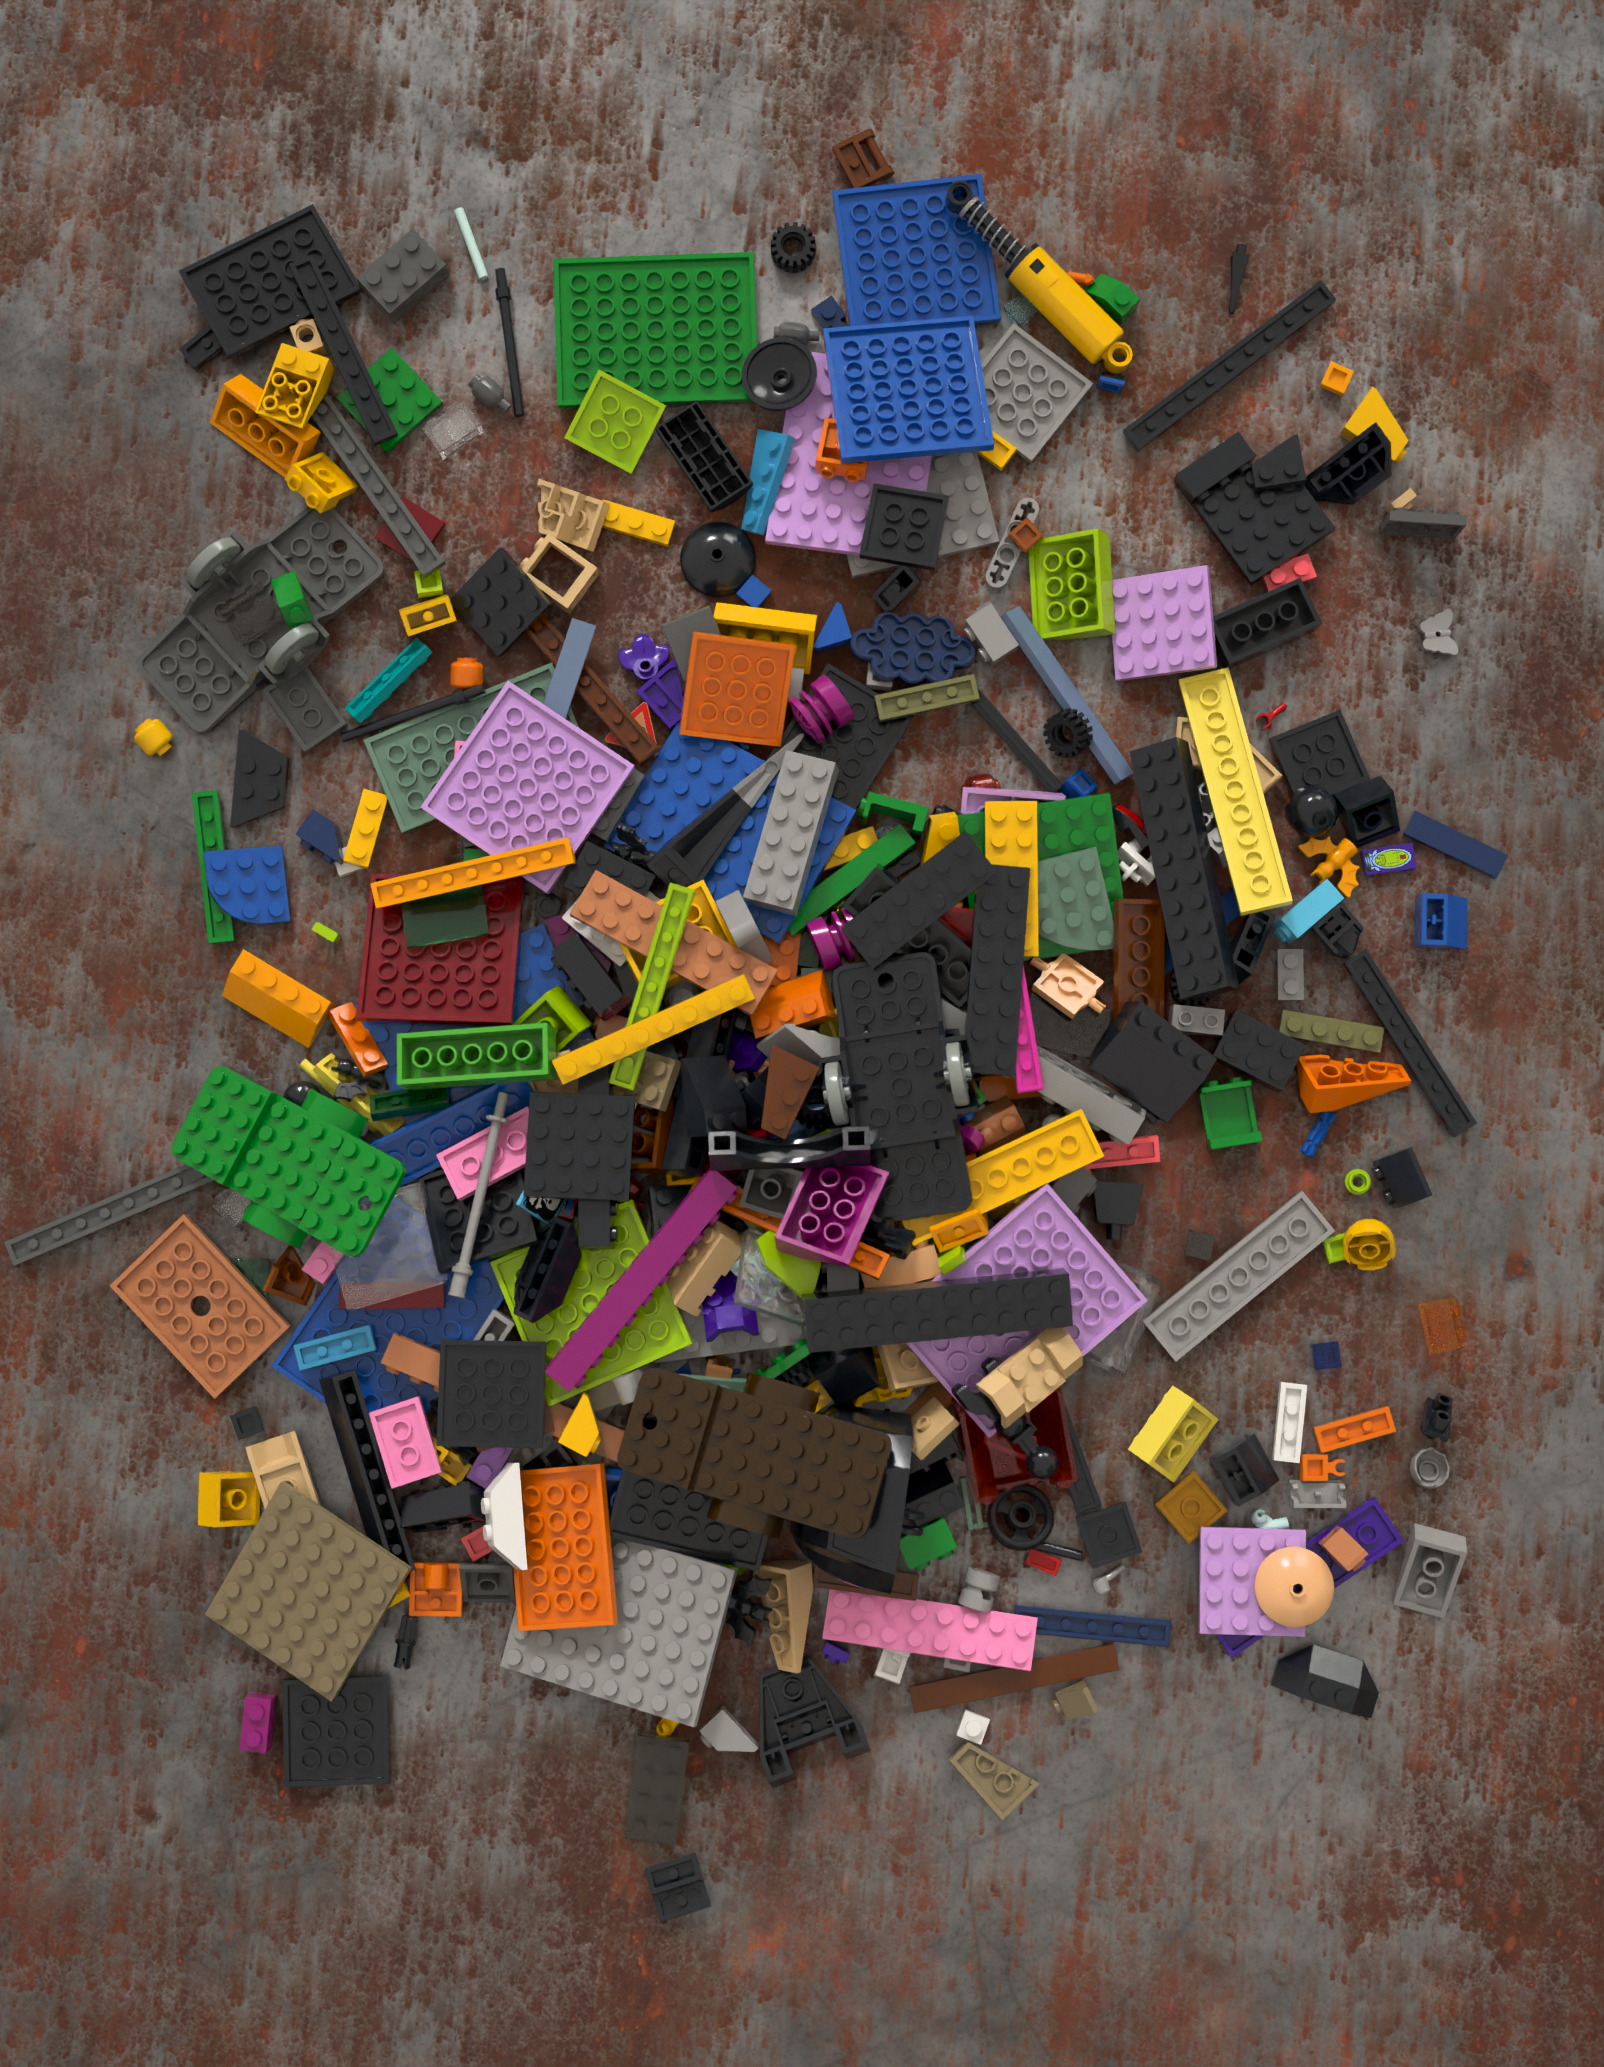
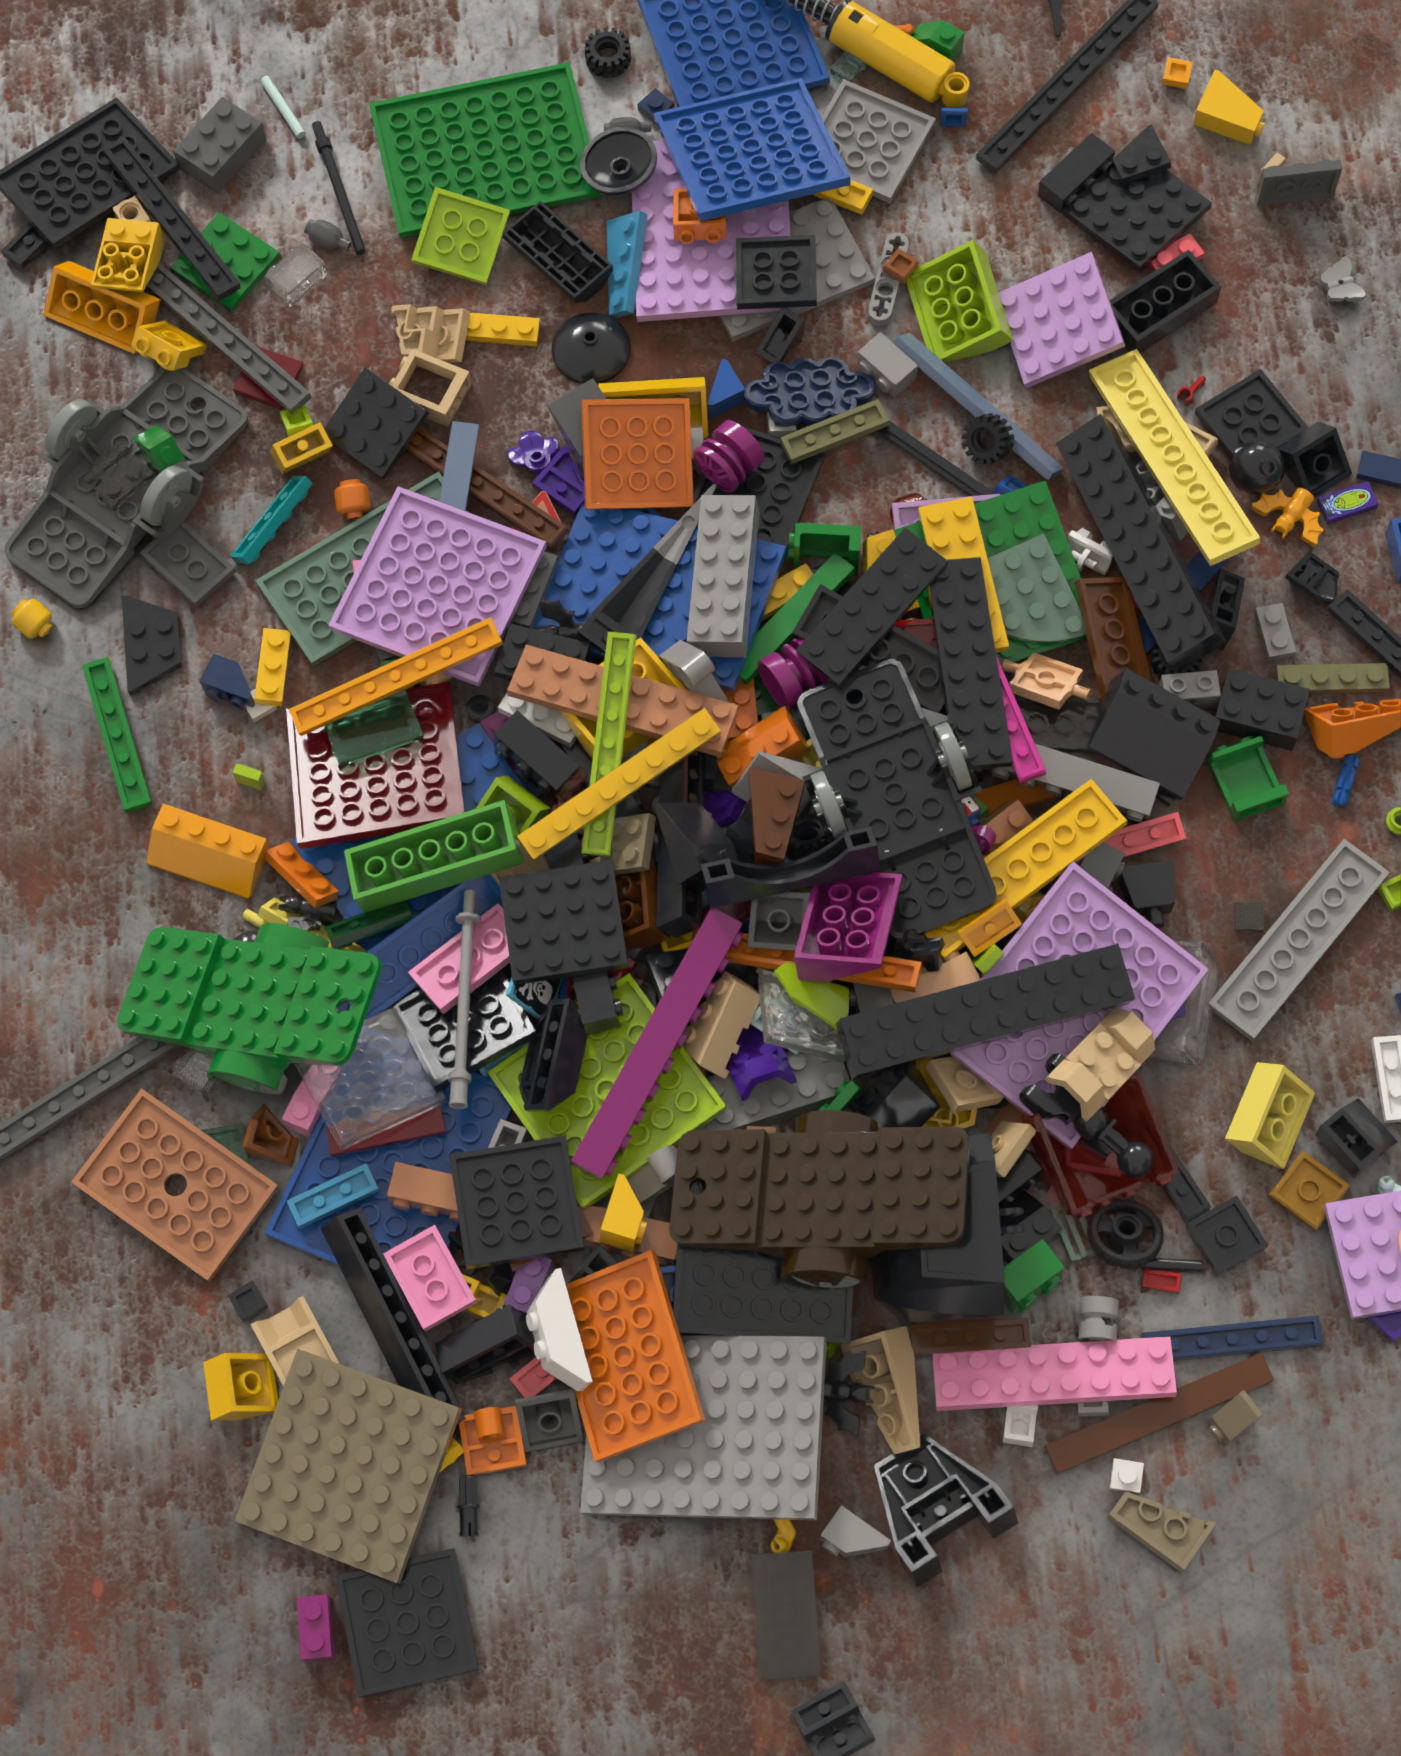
camera: 10 degrees left, 15 degrees down
(249, 884) = (158, 743): blue plate -> none
(458, 697) = (348, 519): black bar -> none
(754, 592) = (634, 369): blue tile -> none
(835, 1652) = (954, 1421): dark purple plate -> none
(1101, 1583) = (1231, 1291): light grey hand -> none
(1127, 818) = (1070, 512): black slope -> none
(1307, 912) = (1276, 561): medium azure brick -> none
(1353, 469) = (1216, 142): black wedge -> none

